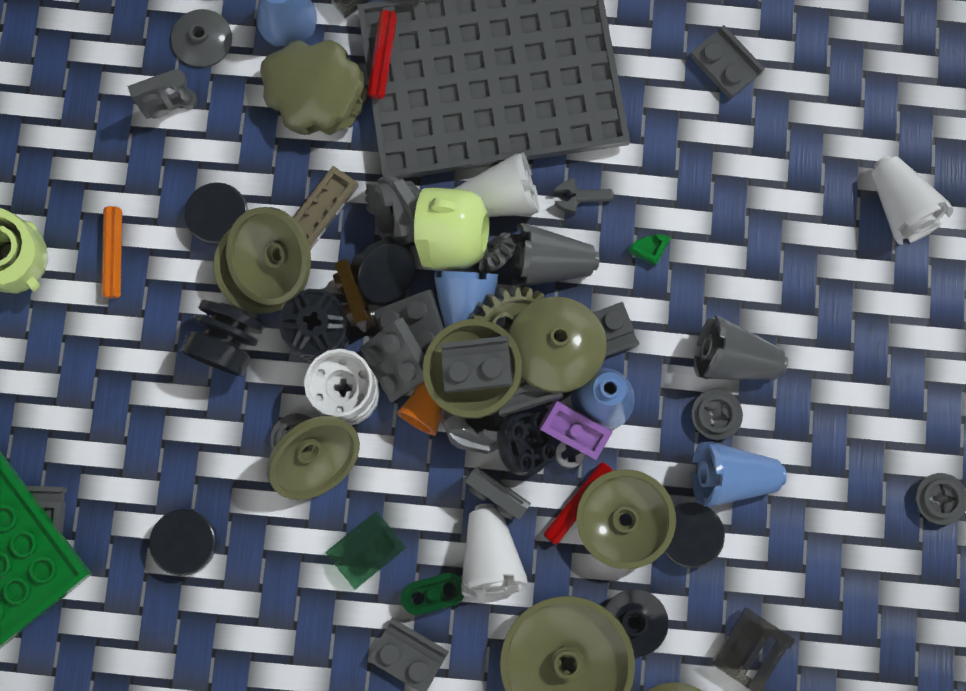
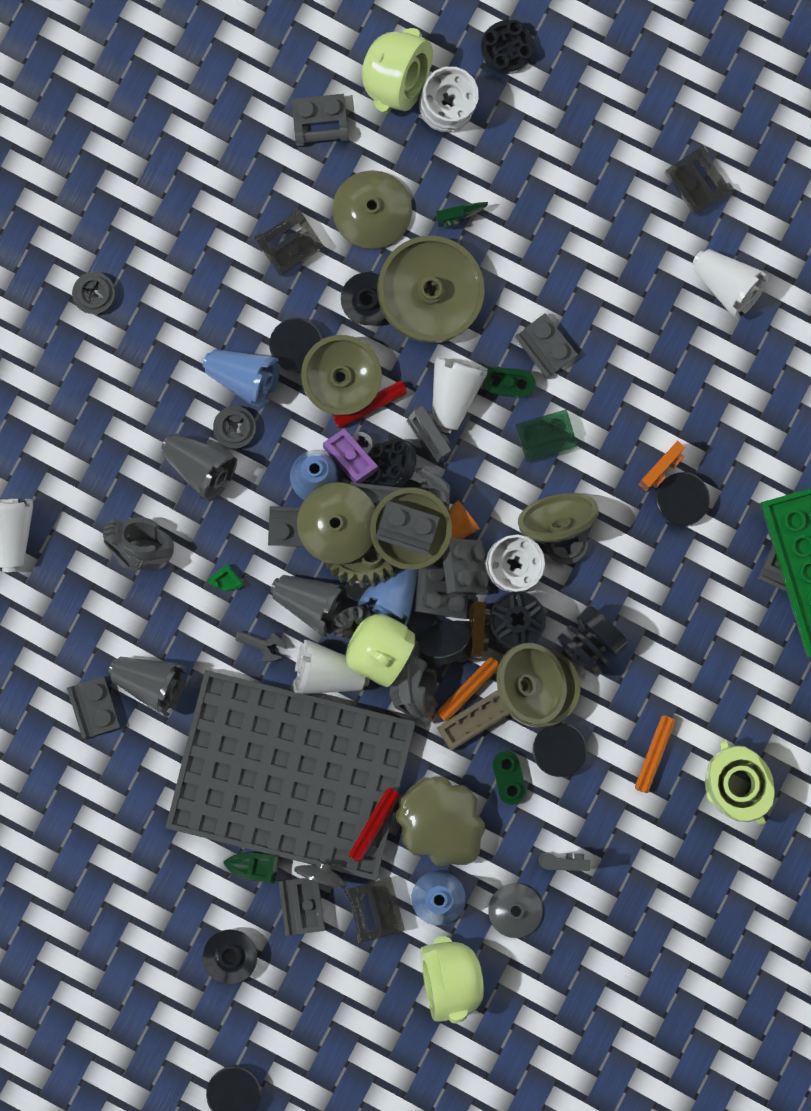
camera: 155 degrees left, 5 degrees up
(213, 581) = (655, 475): none -> orange plate
(260, 164) = (509, 777): none -> dark green plate
(341, 238) = (468, 689): none -> orange axle
(681, 105) = (150, 681): none -> dark grey cone
(762, 240) = (144, 549): none -> dark grey helmet

